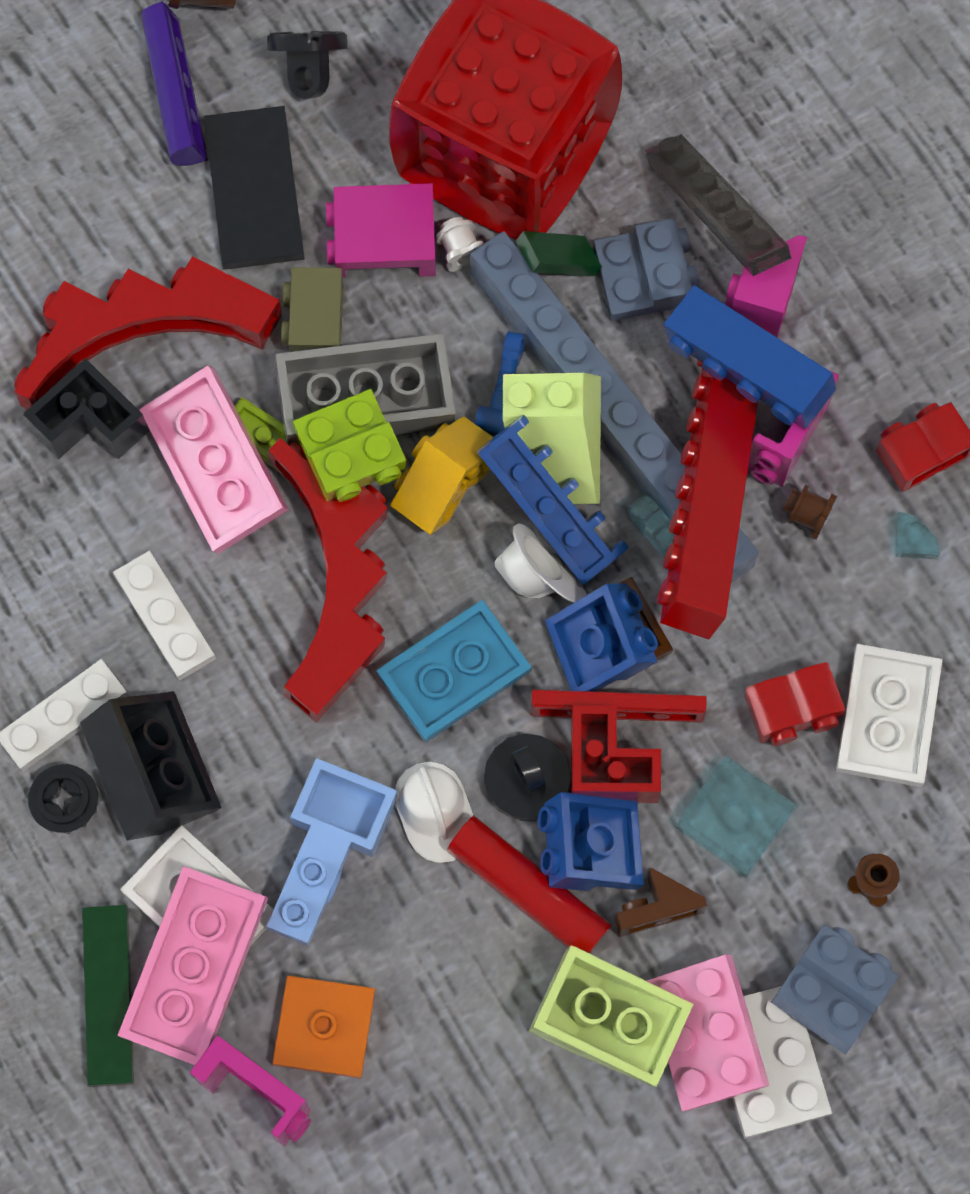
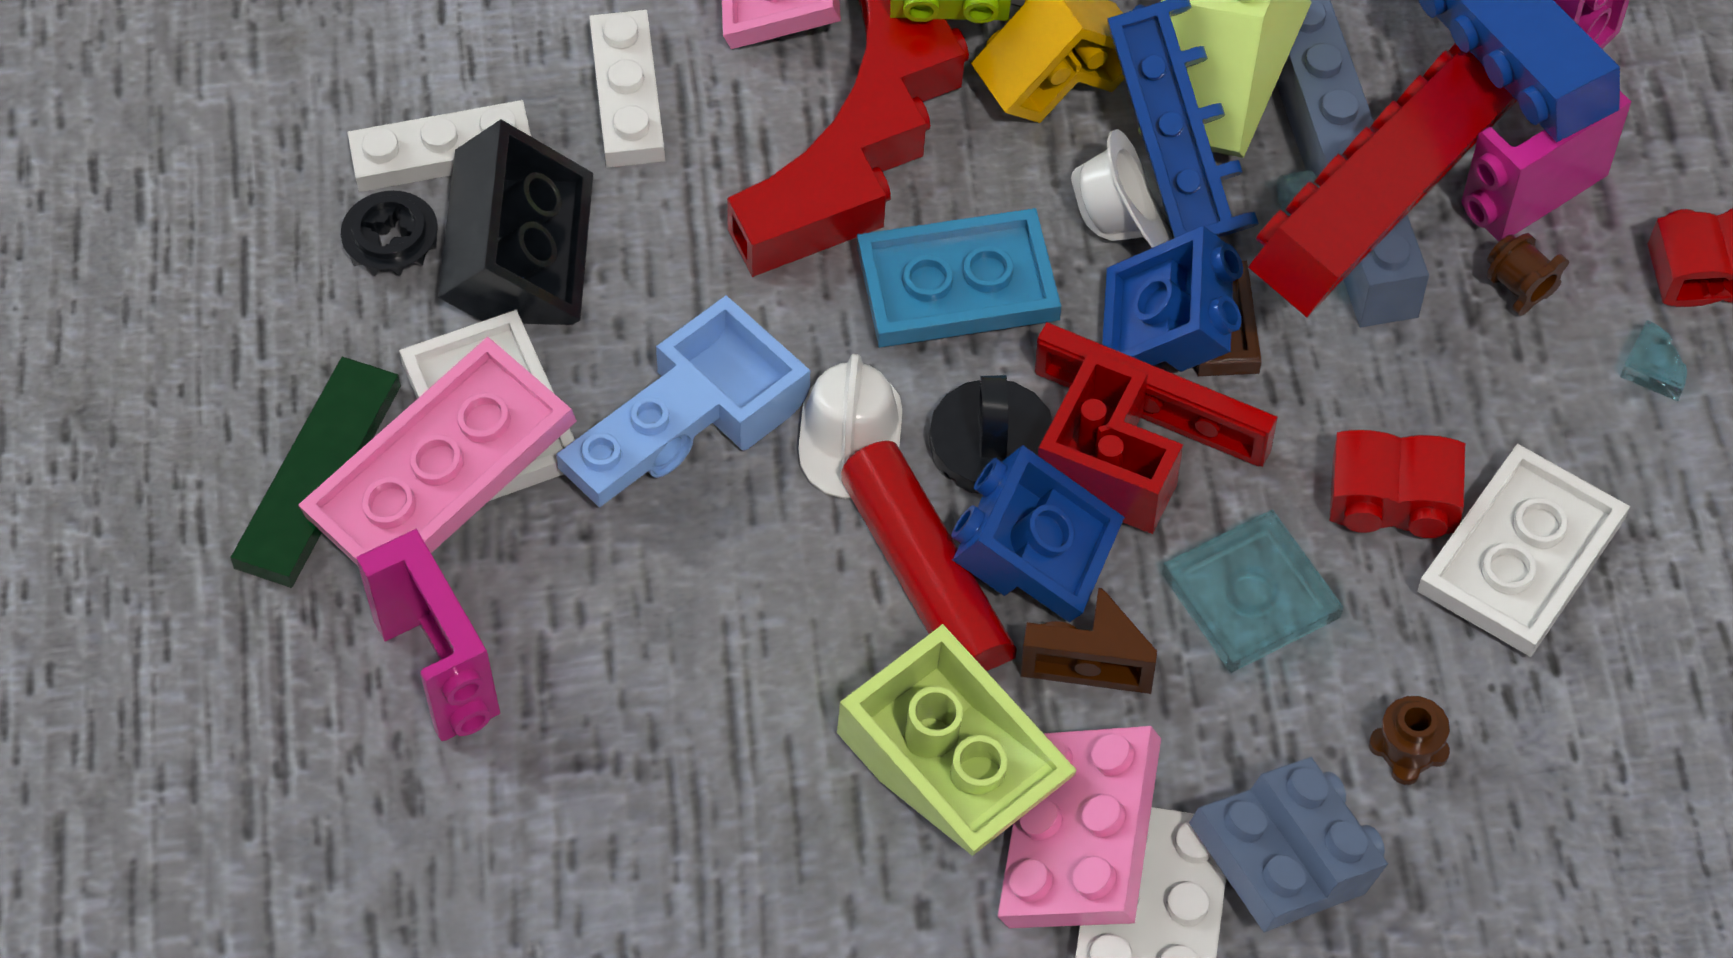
camera: 25 degrees right, 15 degrees down
(324, 1027) = (570, 618): orange plate -> none

